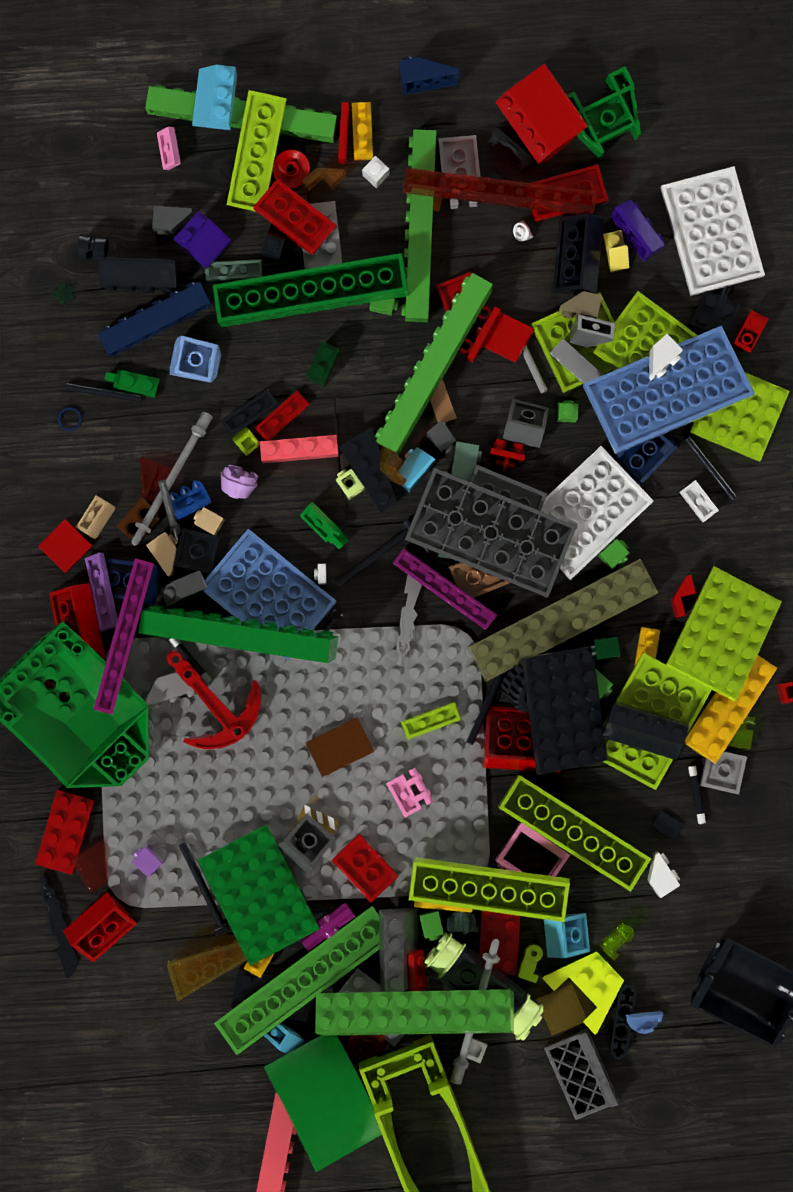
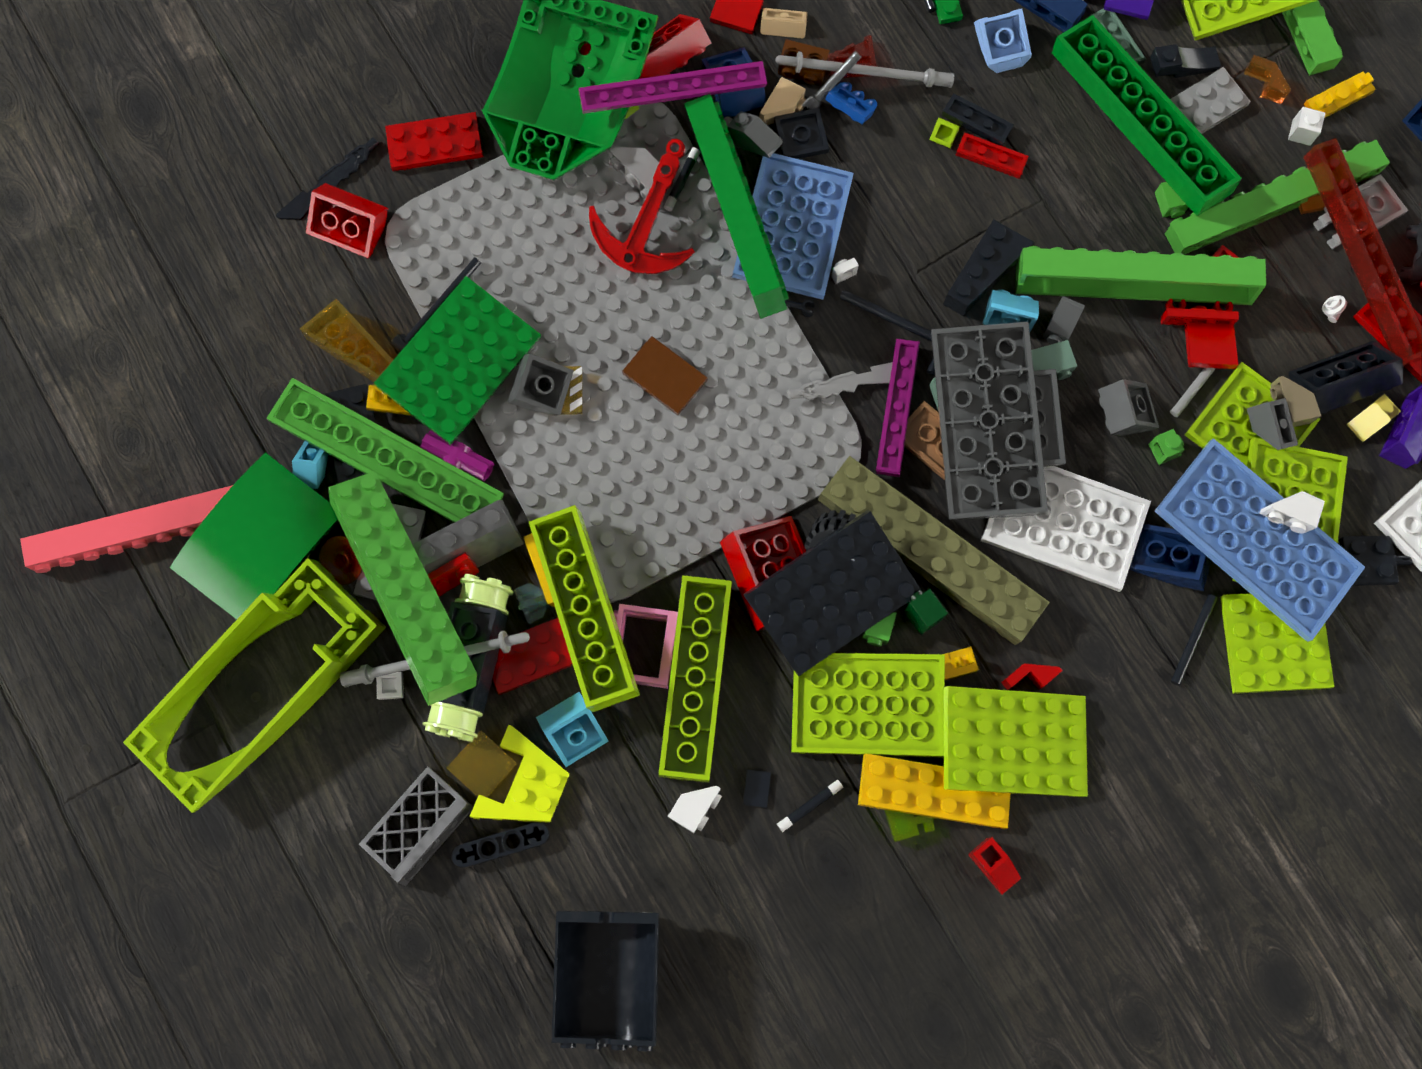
camera: 65 degrees right, 10 degrees down
(92, 866) = (409, 182): clear red wing -> none
(101, 592) = (716, 53): medium lavender tile -> none
(147, 860) = (441, 232): medium lavender brick -> none
(208, 521) = (840, 131): tan brick -> none
(238, 482) = (897, 137): lavender cone -> none
(295, 217) = (1211, 64): red plate -> none
(299, 171) = (1258, 28): red dish -> none
(299, 449) = (967, 184): coral brick -> none
(323, 364) = (1071, 167): dark green brick -> none
(323, 526) = (898, 248): green hinge -> none
(343, 140) = (1327, 76): red tile -> none
(357, 486) = (954, 261): yellowish green brick -> none
(365, 868) = (542, 465): red tile -> none
(390, 464) = (1004, 280): clear orange slope -> none
(404, 795) = (646, 467): bright pink plate -> none
(431, 720) = (743, 460): lime tile -> none
(431, 924) = (512, 567): bright green brick -> none
(442, 405) = (1097, 312): medium nougat tile -> none
(484, 710) = (781, 513): black bar -> none
(499, 451) = (1079, 405): red hips -> none
(531, 956) = (520, 700): lime leg -> none
(575, 362) = (1228, 421): light grey tile -> none
(614, 554) = (1038, 574): bright green brick -> none
(620, 935) = (601, 792): clear neon green leg -> none
(644, 1022) = (511, 871): medium blue plate -> none
(645, 730) = (855, 701): black slope -> none
(699, 501) = (1149, 643): white plate -> none
(725, 774) = (852, 824): light grey plate -> none
(750, 331) = (1378, 606): red slope -> none

